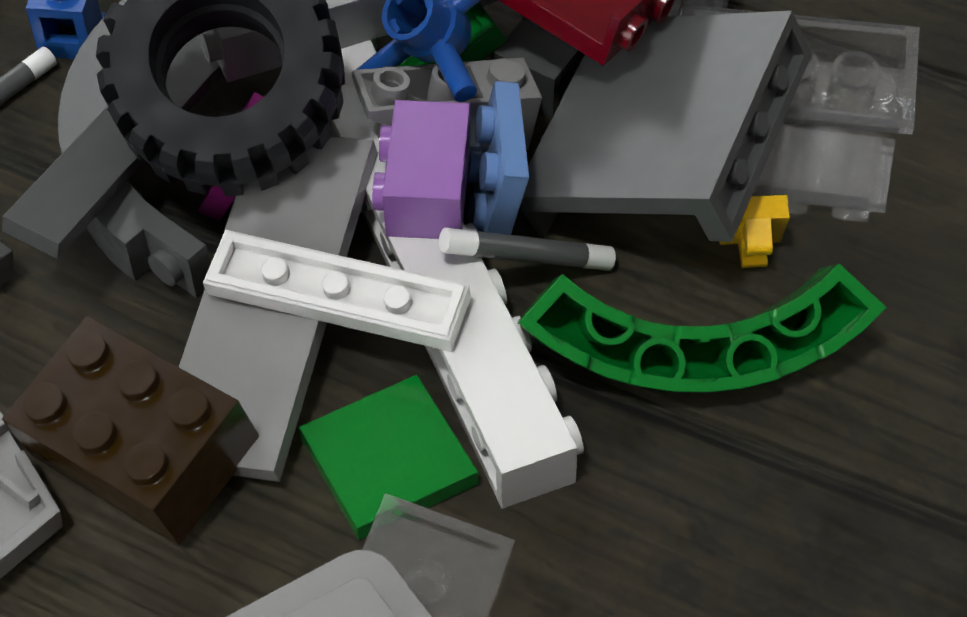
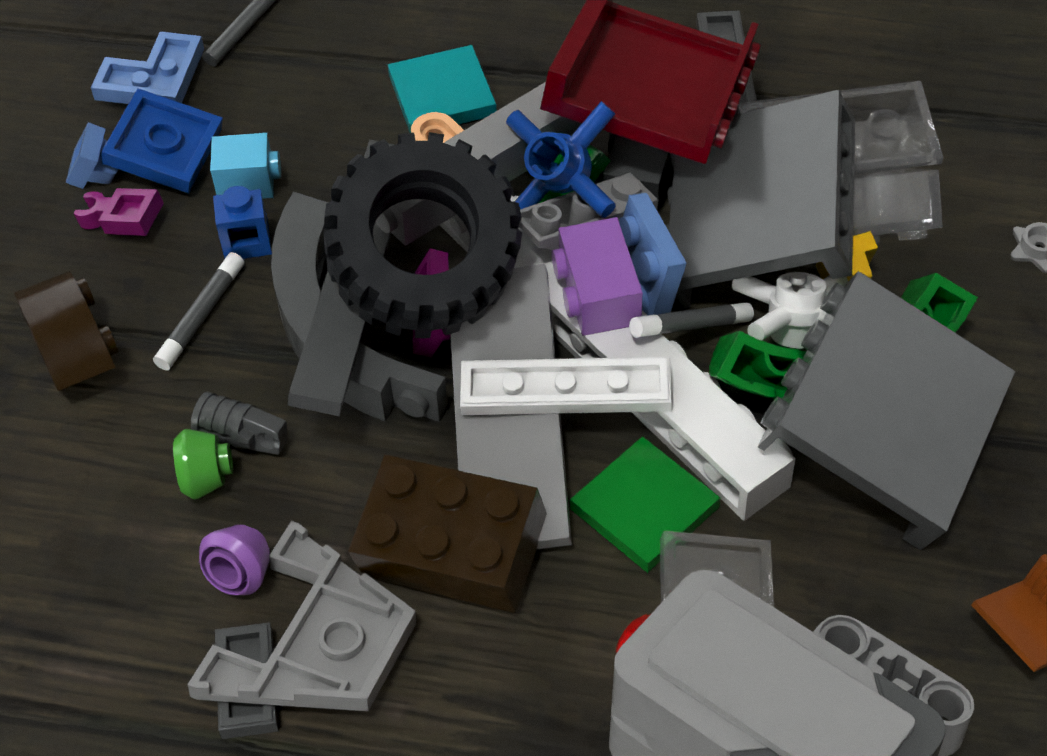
camera: 15 degrees left, 0 degrees up
(663, 269) = (792, 305): none -> white bar
(718, 411) = (890, 404): none -> dark grey panel

